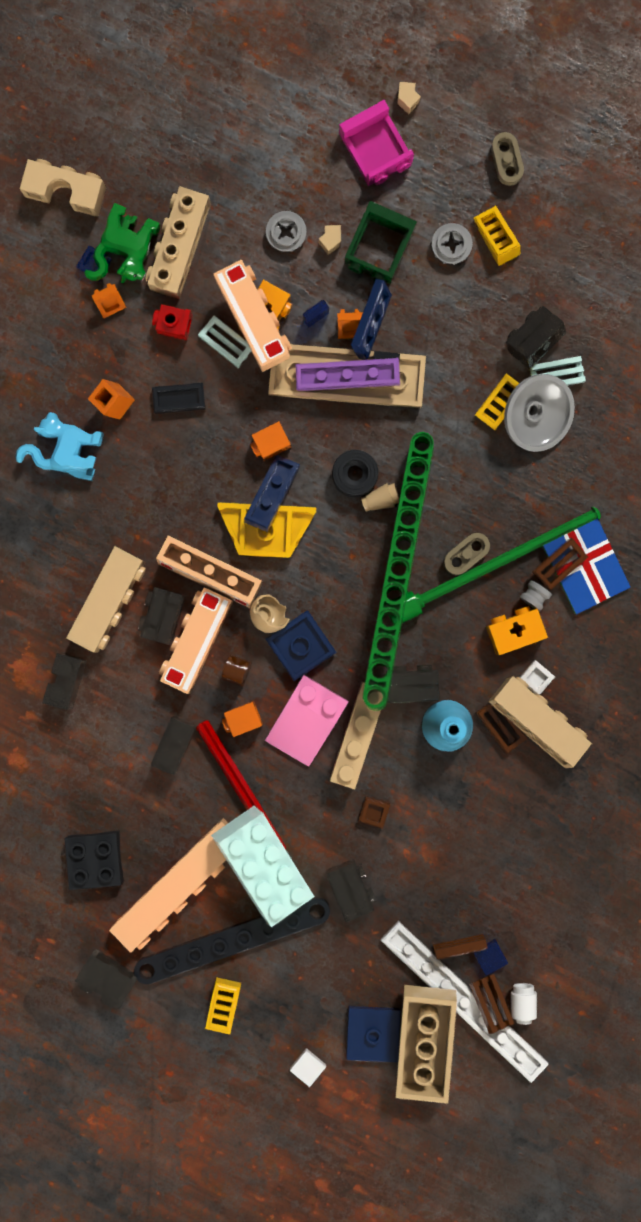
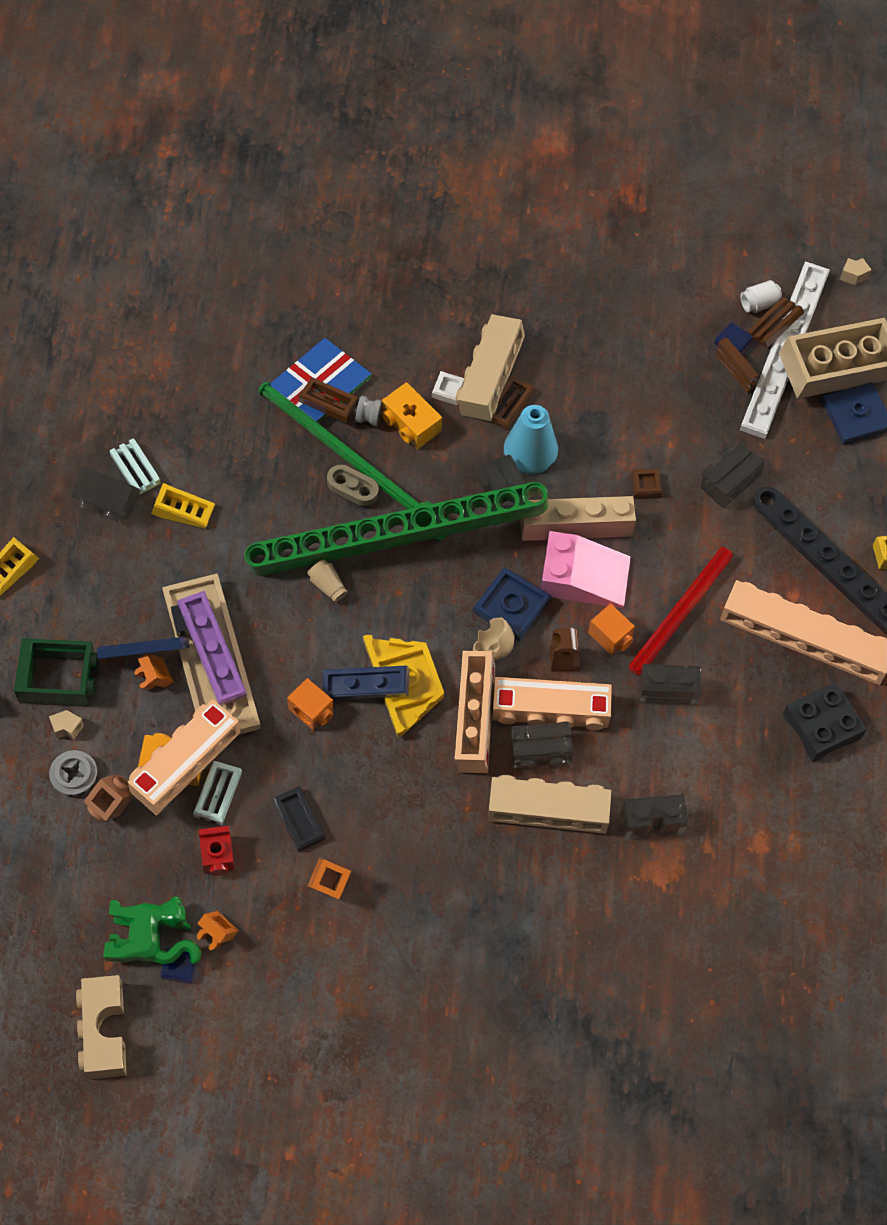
camera: 110 degrees left, 25 degrees down
(67, 451) = (402, 909): medium azure animal -> none
(178, 243) = (124, 877): tan brick -> none
(247, 248) = (109, 798): none -> nougat brick
(262, 865) = (748, 551): light aqua brick -> none
(315, 313) = (155, 709): clear blue tile -> none
(365, 463) = (312, 629): black tyre -> none
(459, 235) = (38, 596): light grey gear -> none
(520, 1105) = (855, 271): none -> tan piece
(550, 413) = (183, 462): light grey dish -> none

